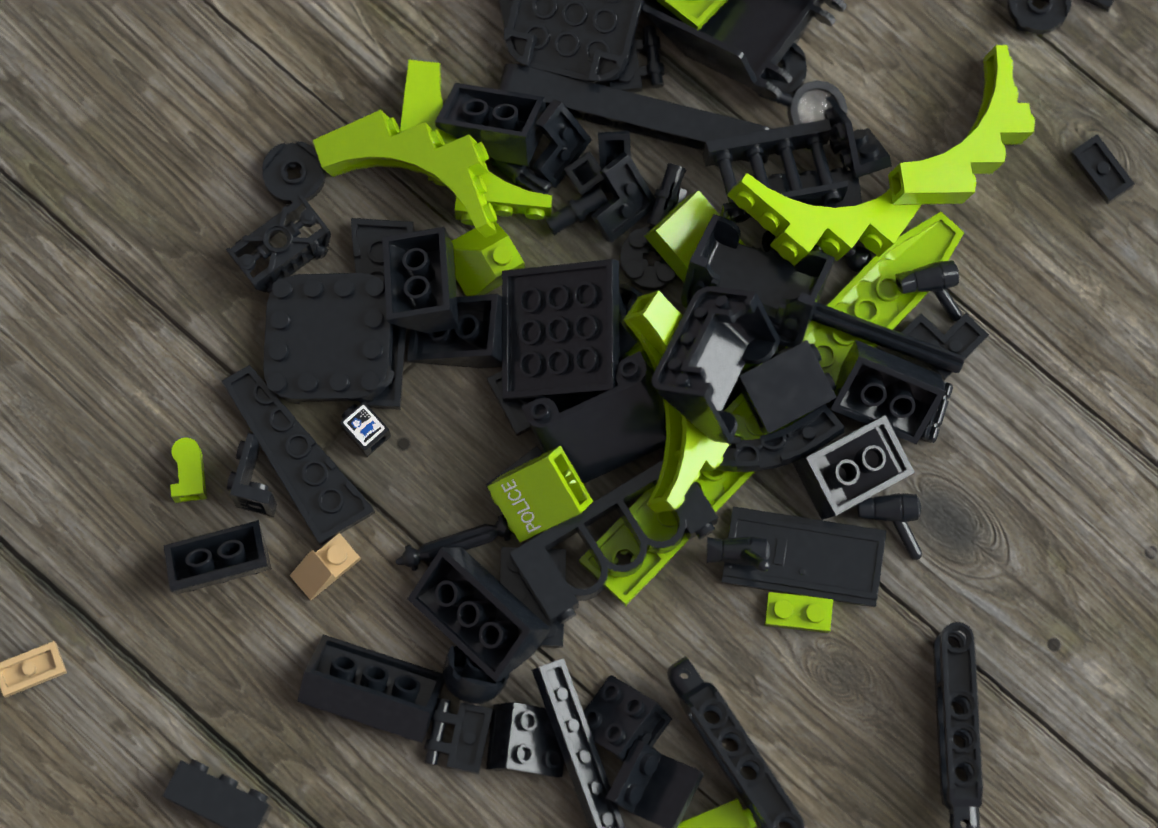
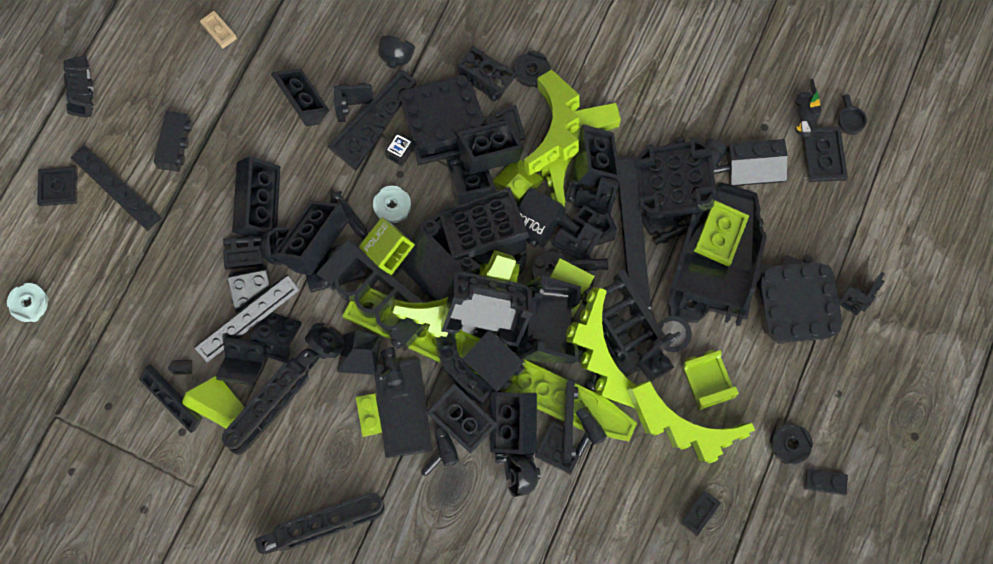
camera: 75 degrees right, 5 degrees down
(189, 381) = (394, 51): none -> black cylinder
(190, 472) = (347, 71): lime leg -> none
(325, 566) = (318, 155): tan slope -> none
(472, 460) = (395, 194): none -> light aqua plate
(561, 239) = (540, 216): none -> black brick
(676, 642) = (316, 339): none -> black plate
(695, 598) = (359, 353): none -> black slope
(888, 338) = (546, 414): black axle -> none
(905, 85) = (708, 379): none -> lime panel
(954, 323) = (571, 393): none -> black plate
(971, 407) = (522, 474): none -> black cylinder

